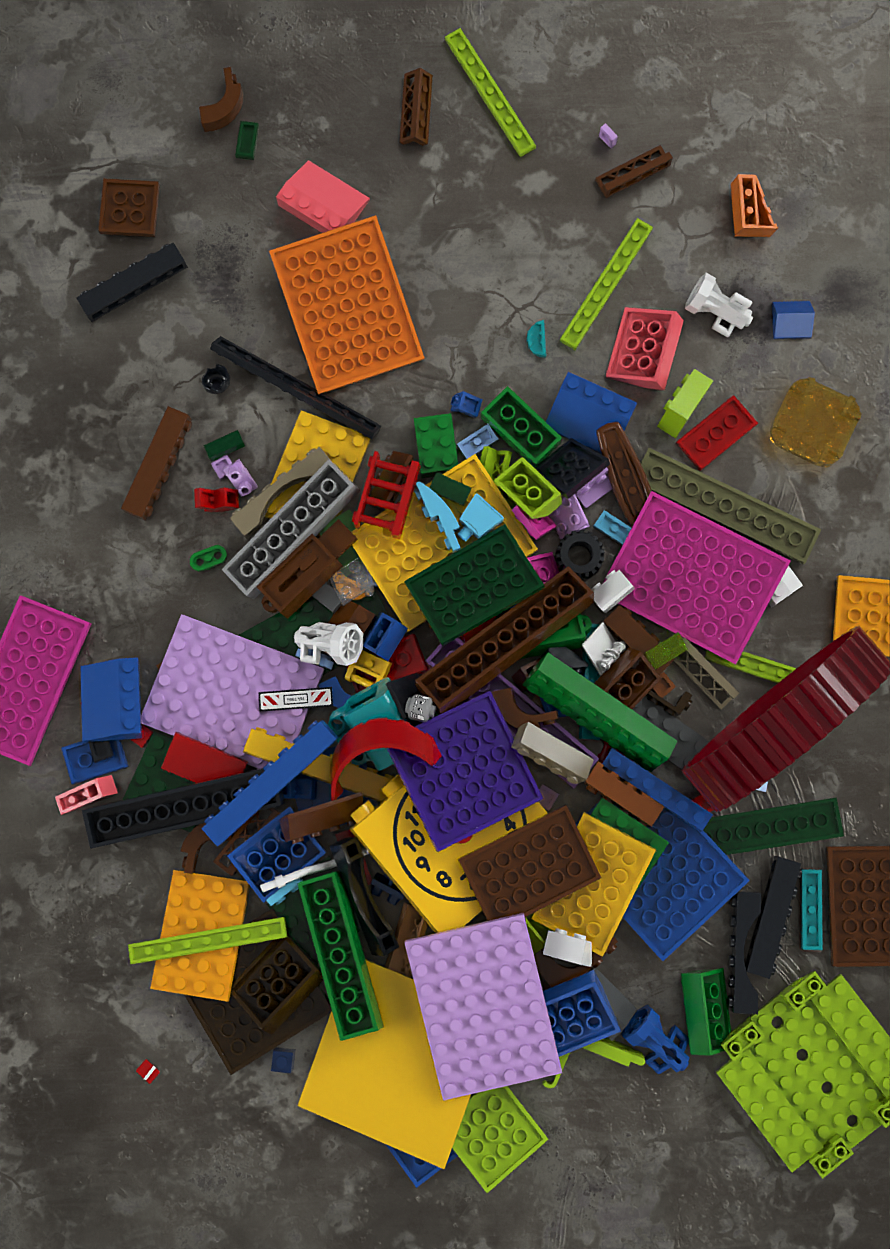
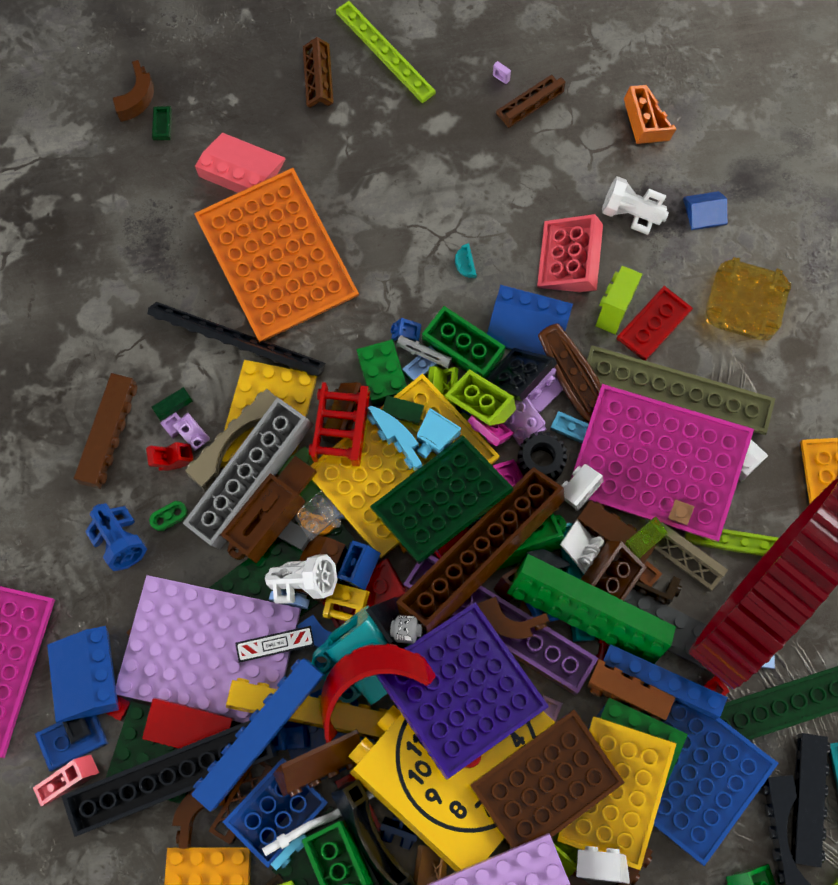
camera: 10 degrees left, 10 degrees down
(129, 207) = (54, 197): reddish brown plate -> none
(132, 282) = (64, 263): black brick -> none
(160, 583) = (121, 546): none -> blue piece
(216, 379) = (156, 342): black hair -> none
(479, 429) = (423, 351): none -> light grey pin
(552, 753) = (550, 657): brick -> none
(606, 284) = (522, 204): lime tile -> none
(704, 631) = (681, 512): none -> medium nougat plate

